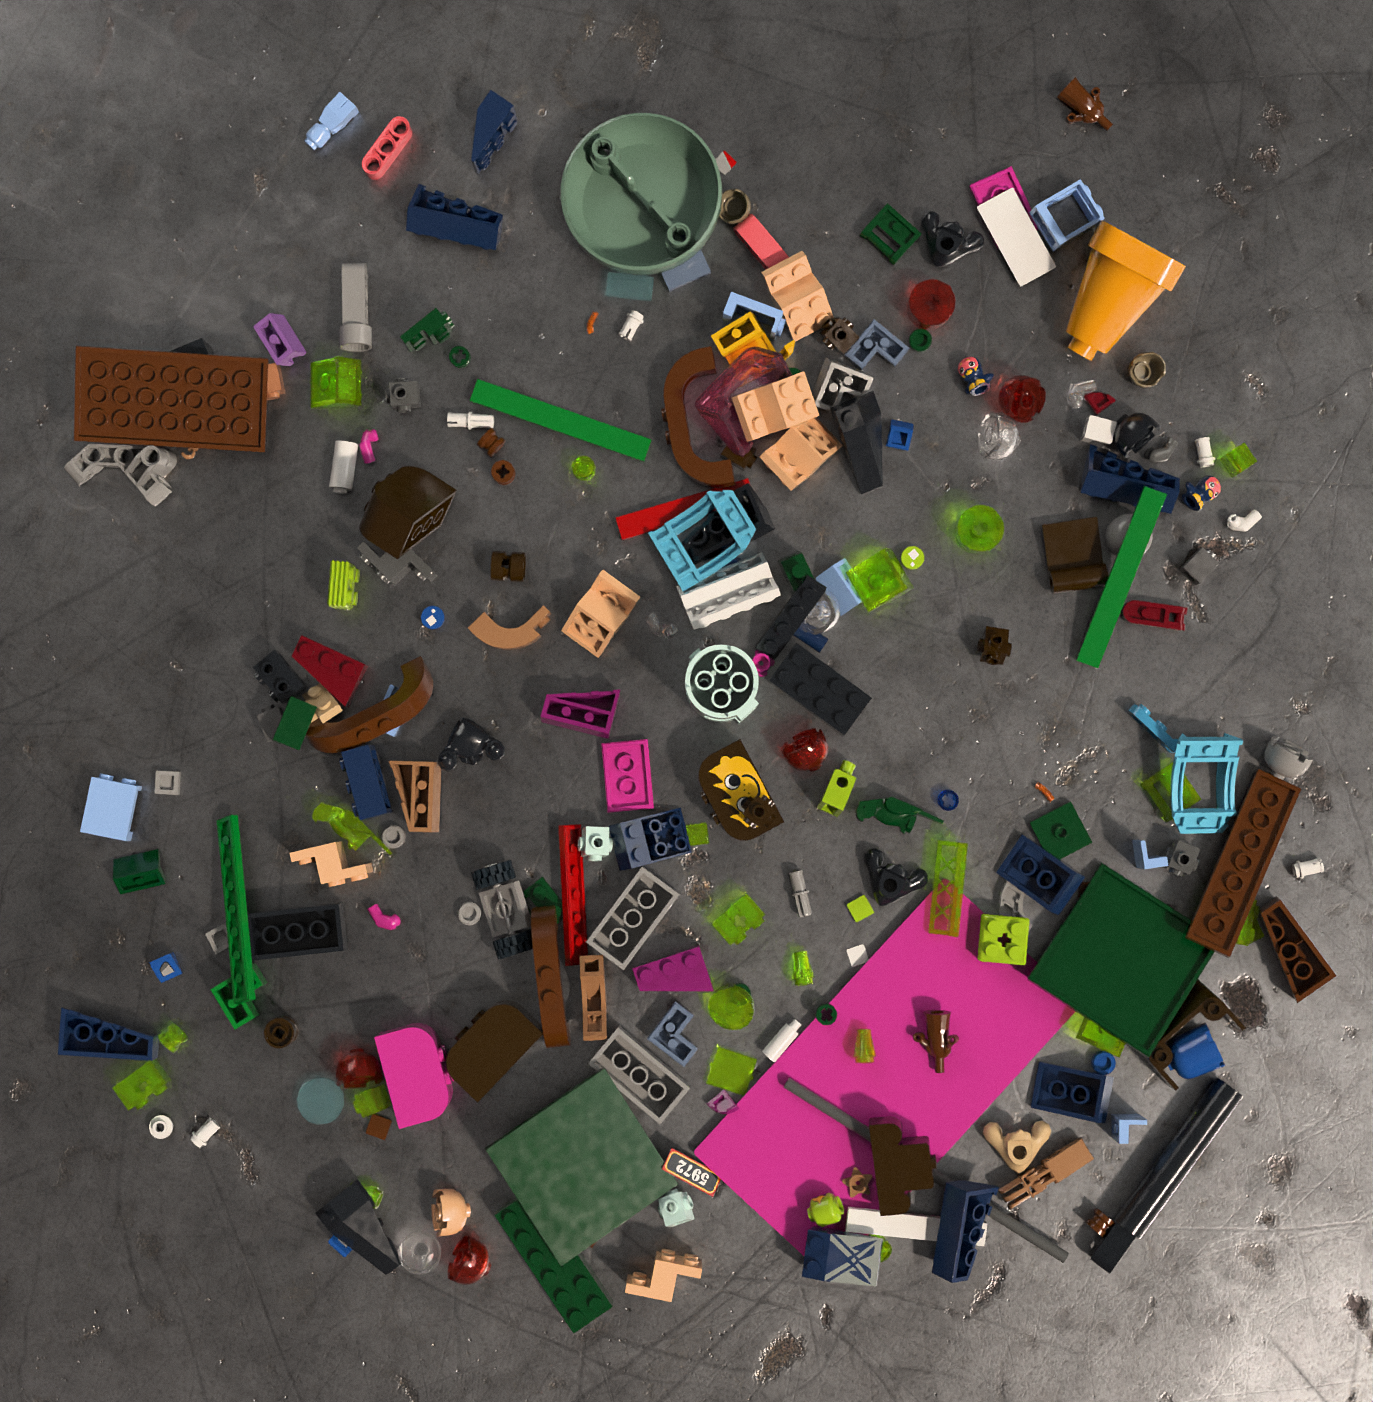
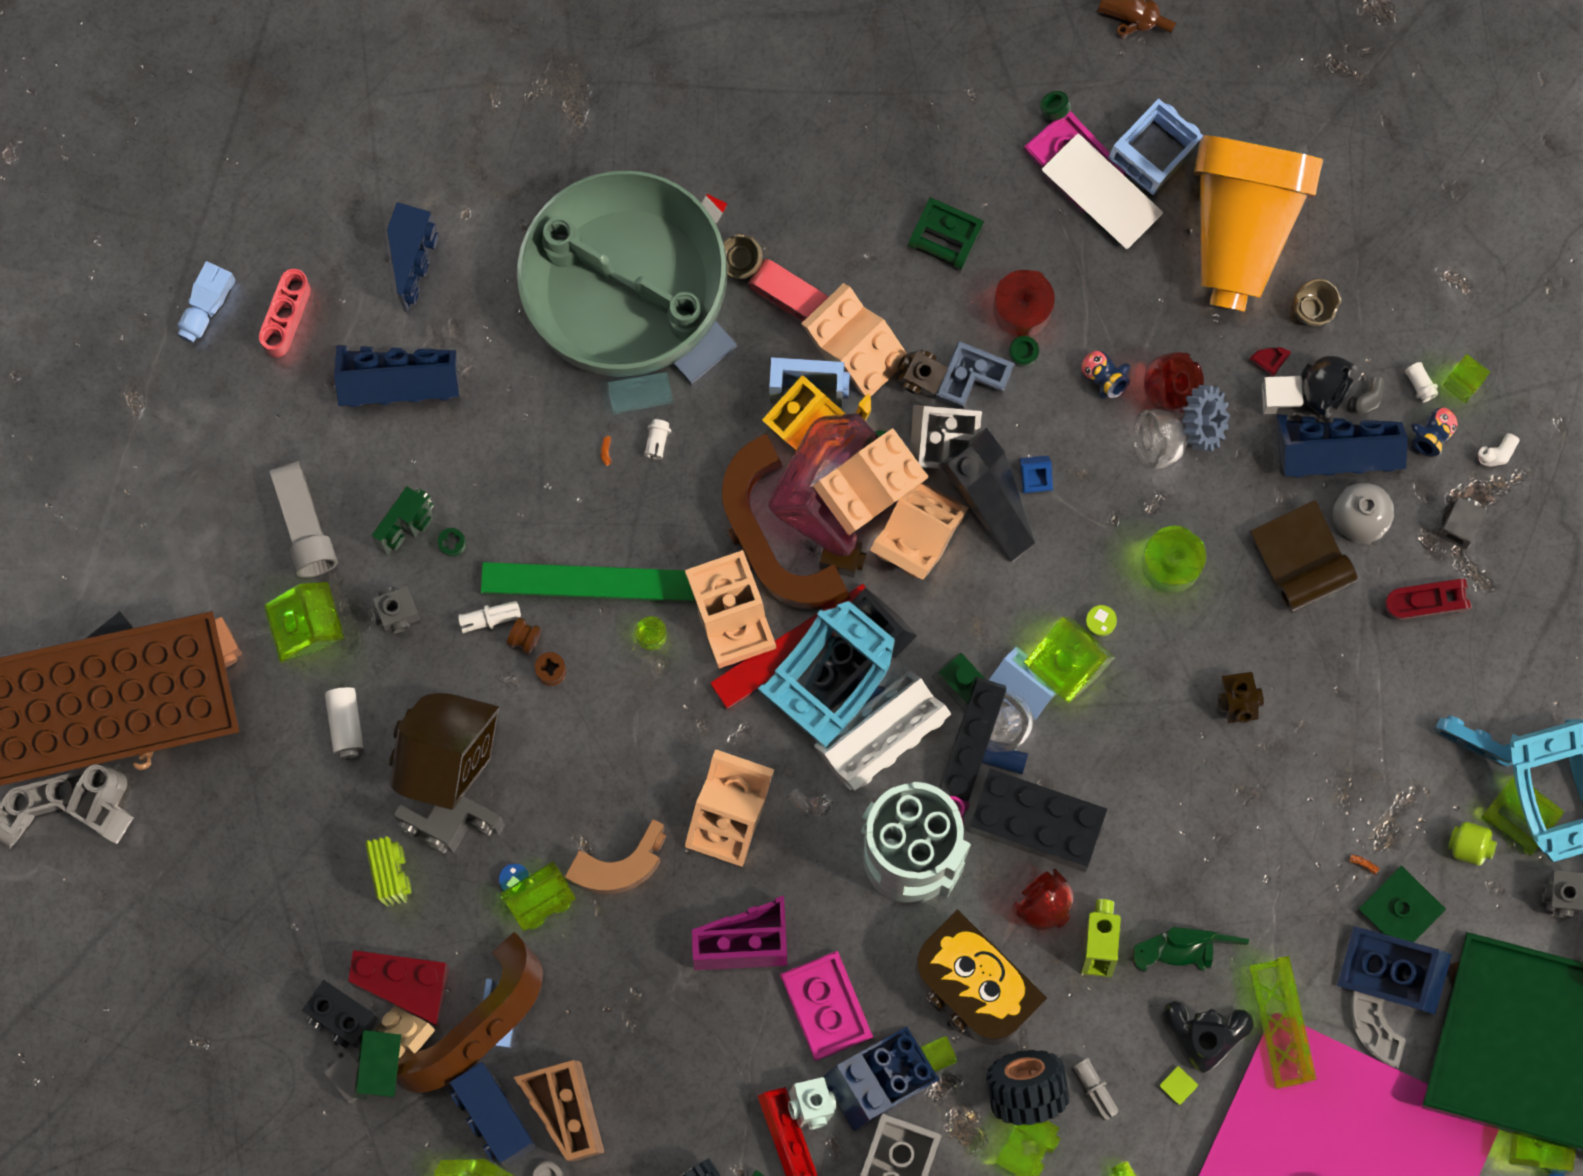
camera: 20 degrees left, 10 degrees down
(279, 339) = (217, 586): medium lavender brick -> none
(365, 445) = (364, 687): dark pink arm -> none
(445, 636) = (538, 897): none -> clear neon green brick
(468, 743) = (609, 1025): black head -> none
(516, 568) = (604, 785): dark brown wheel -> none
(645, 469) = (730, 609): none -> light nougat bracket
(749, 812) = (1011, 1004): dark brown brick -> none
(751, 879) = (1027, 1087): none -> black wheel
(857, 955) = (1194, 1148): white sticker -> none
(941, 803) = (1237, 917): clear blue bush -> none
(947, 242) = (1019, 222): black head -> none
(992, 950) = (1364, 1084): lime brick -> none
(1002, 160) = (1055, 105): none -> dark green tile
(1036, 432) = (1205, 418): none -> sand blue gear
(1078, 392) = (1241, 355): clear arm -> none
(1121, 576) = (1370, 564): green tile -> none
(1126, 801) = (1472, 843): none -> lime head
(1141, 858) = (1514, 906): light blue panel -> none

